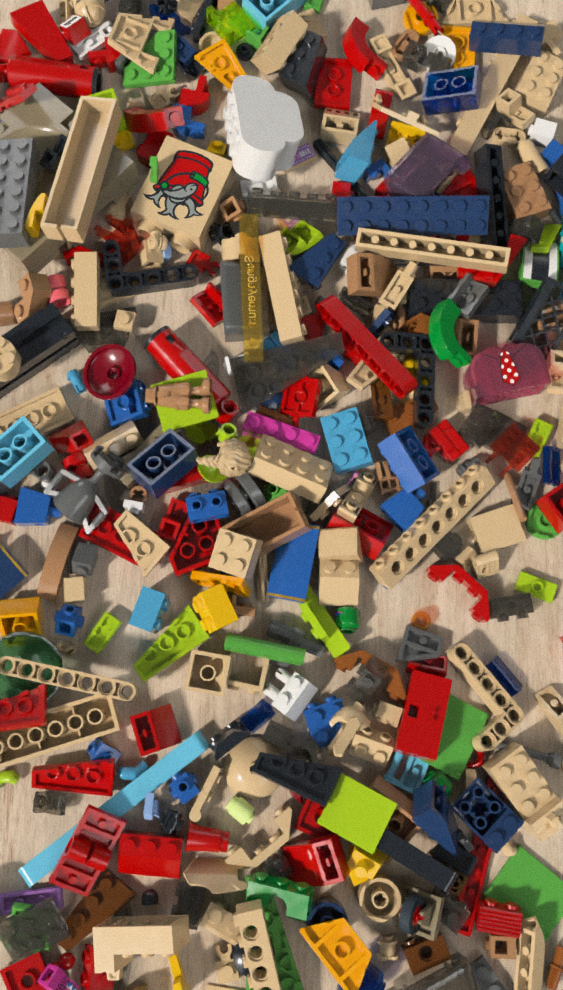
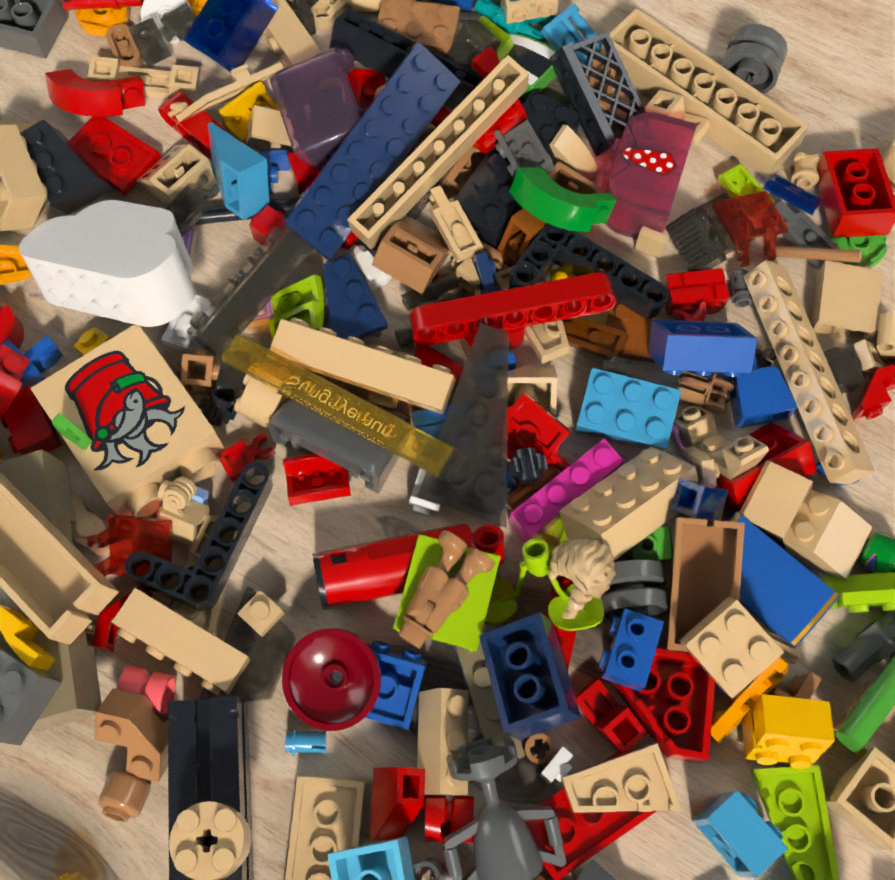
camera: 55 degrees left, 10 degrees down
(280, 405) = (527, 465): none -> black gear
(310, 500) = (699, 499): none -> clear blue brick
(320, 144) = (192, 204): none -> clear smoke plate
(492, 327) = (573, 152): none -> tan slope

